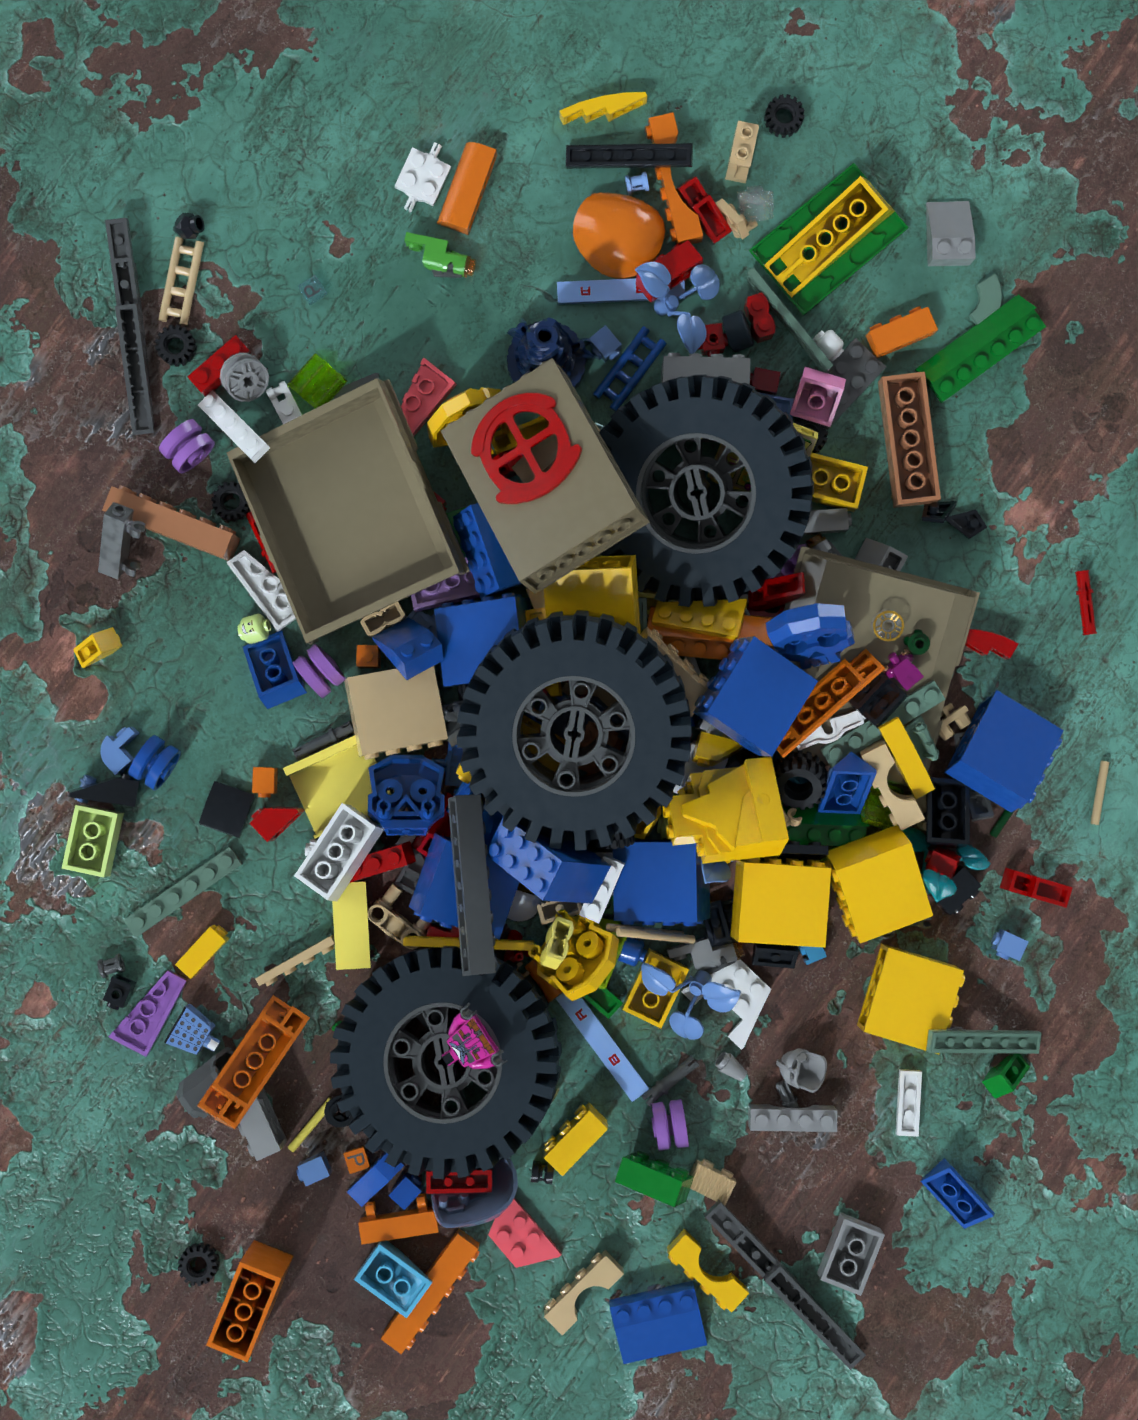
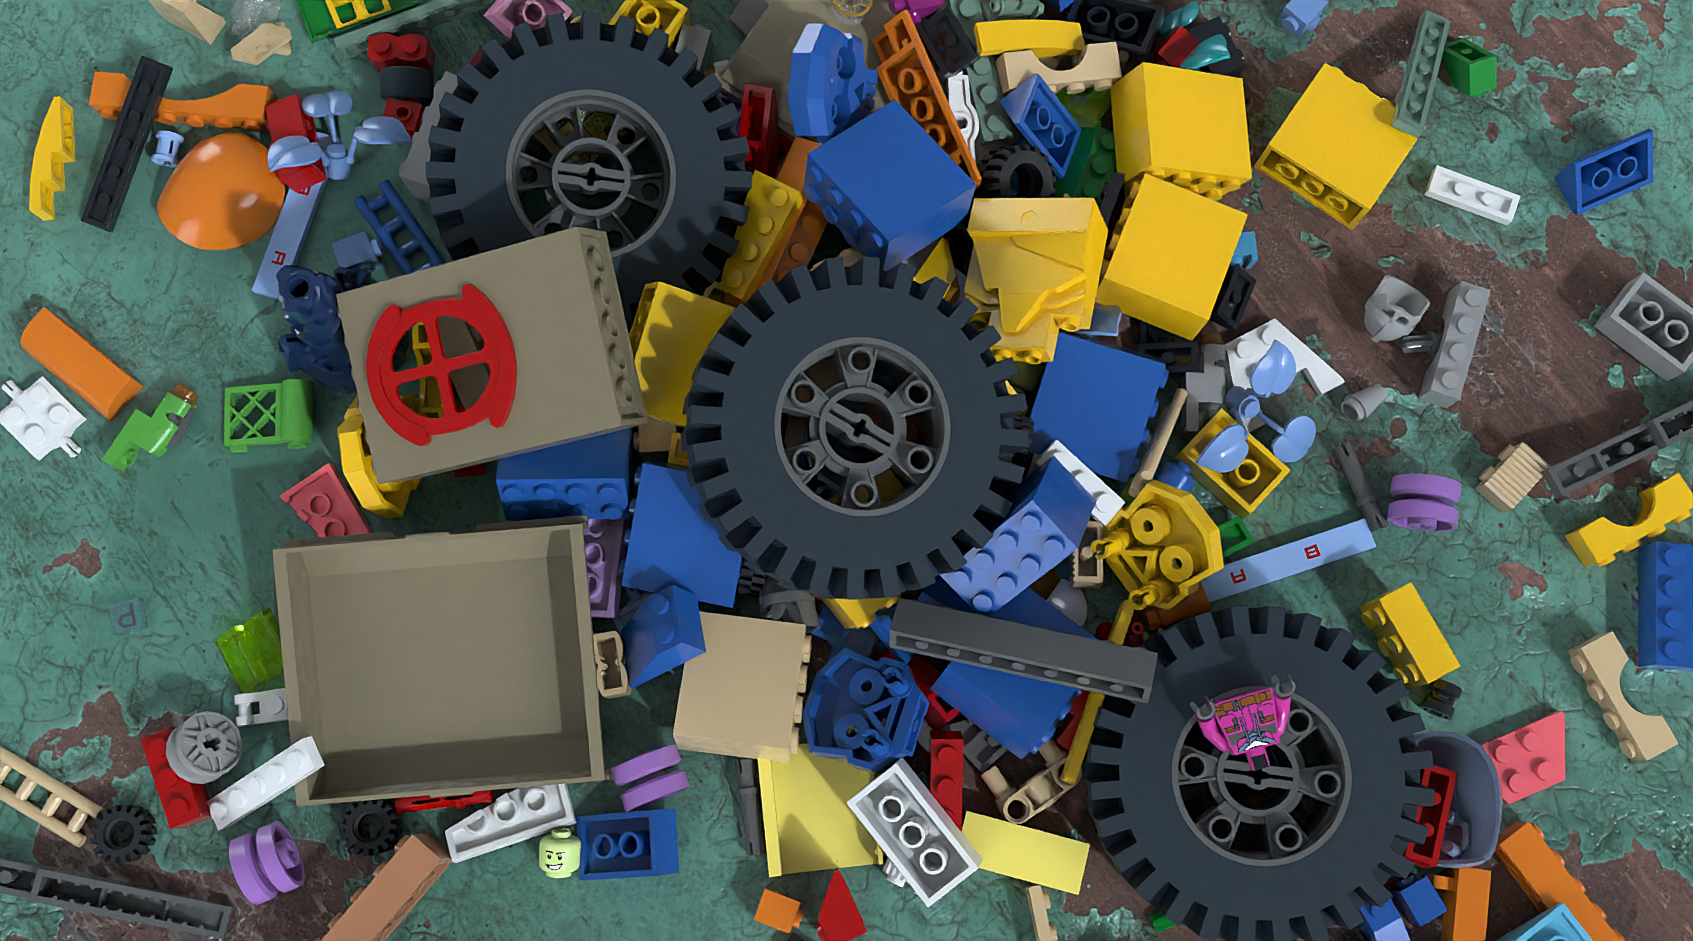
camera: 75 degrees left, 10 degrees down
(368, 656) = (655, 703): orange brick -> none
(479, 344) = (292, 416): none -> bright green piece
(557, 943) = (1137, 563): light yellow brick -> none
(654, 1178) = (1493, 544): green brick -> none
(703, 205) = (256, 70): red slope -> none

